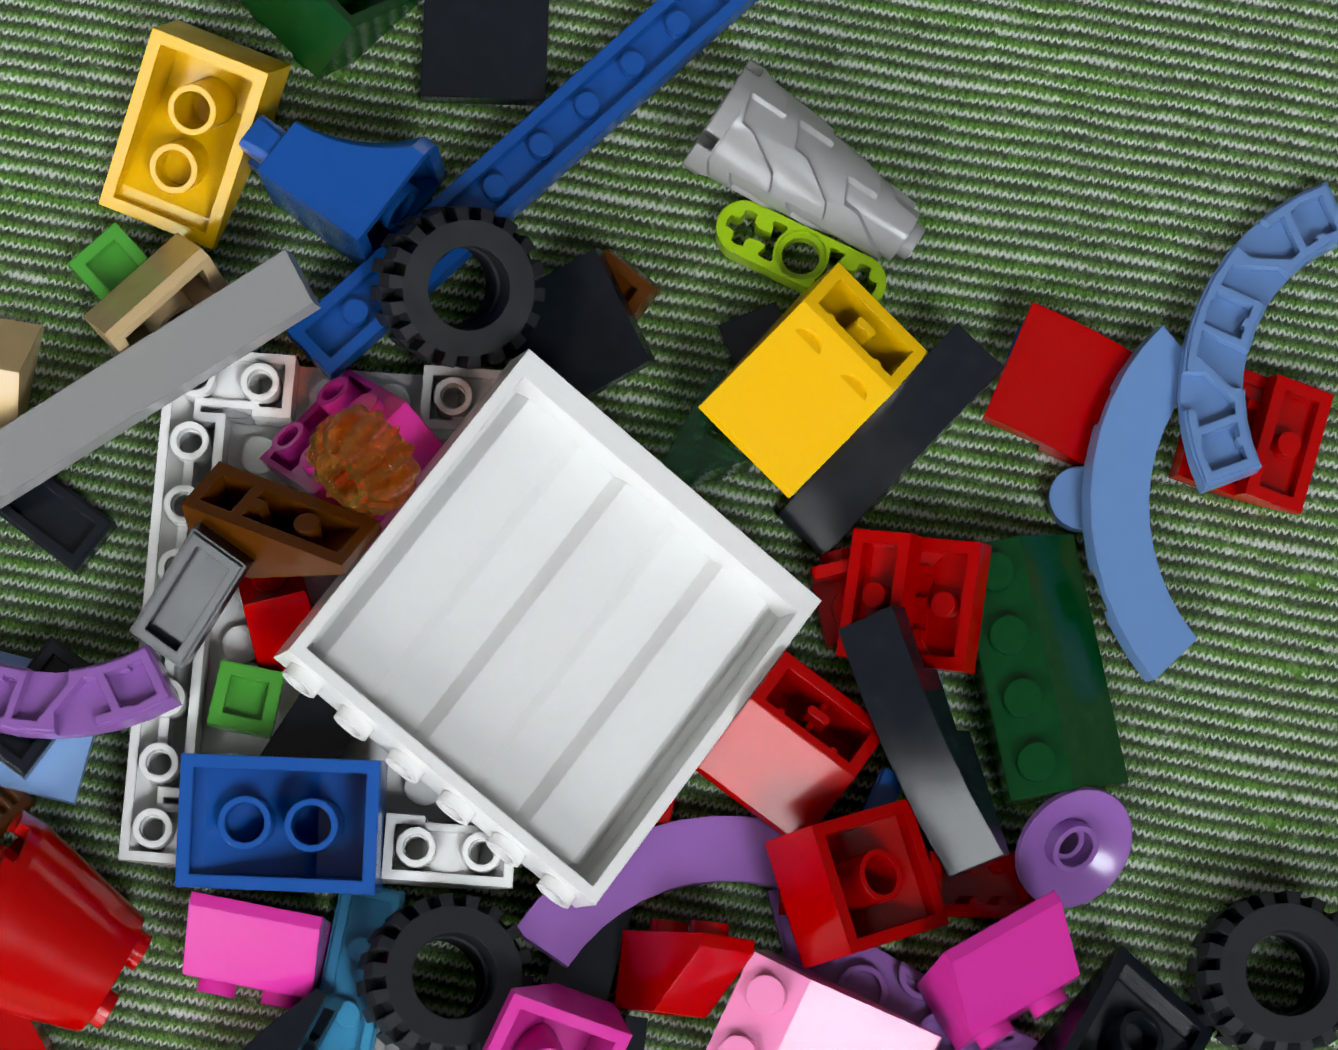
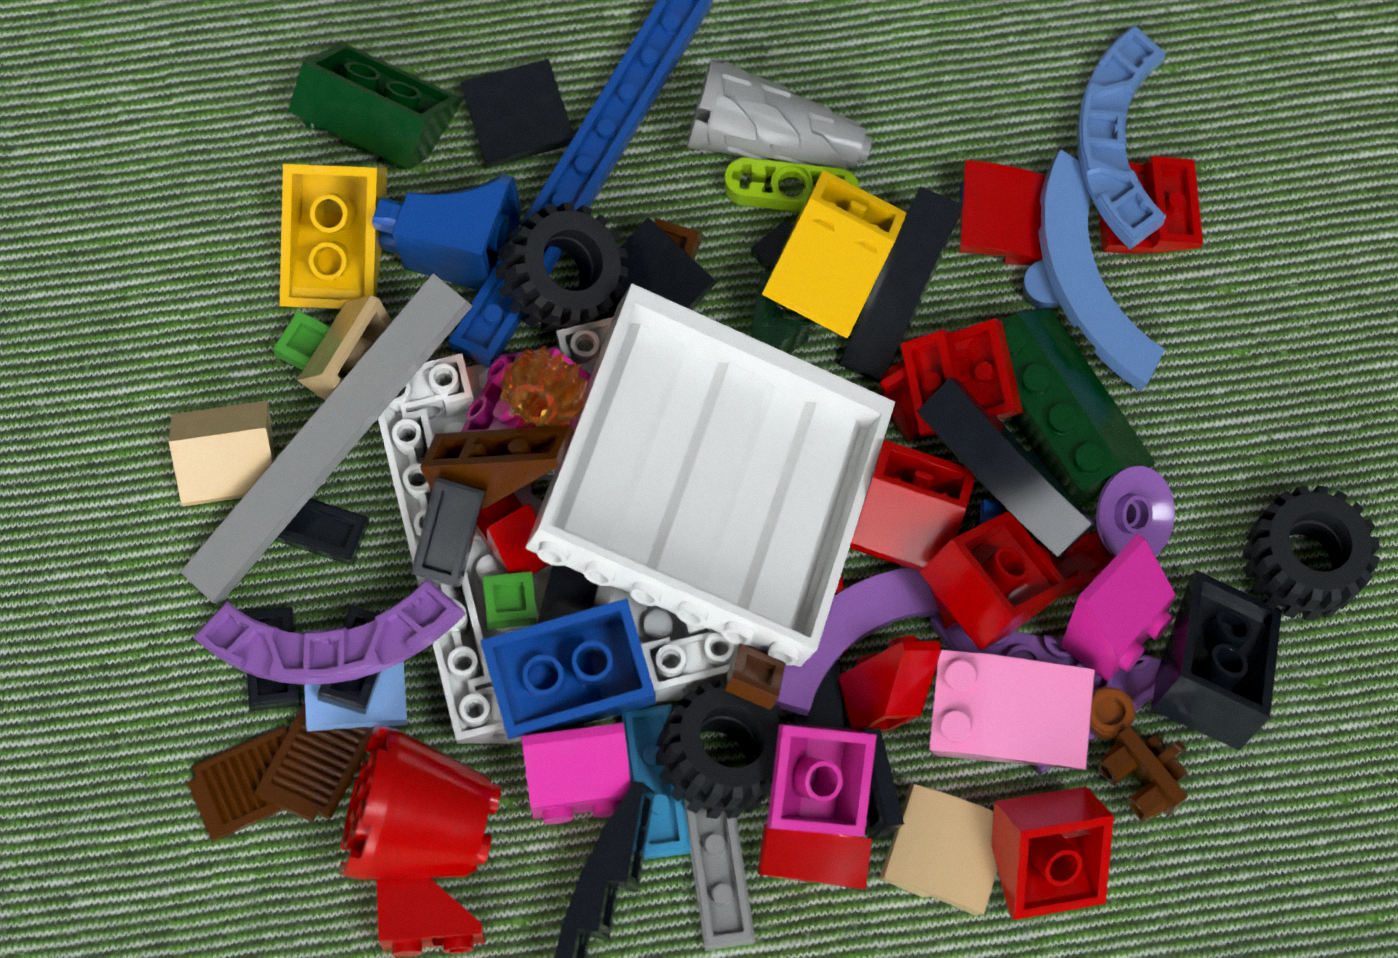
camera: 15 degrees left, 10 degrees down
(508, 909) = (755, 676): none -> reddish brown plate

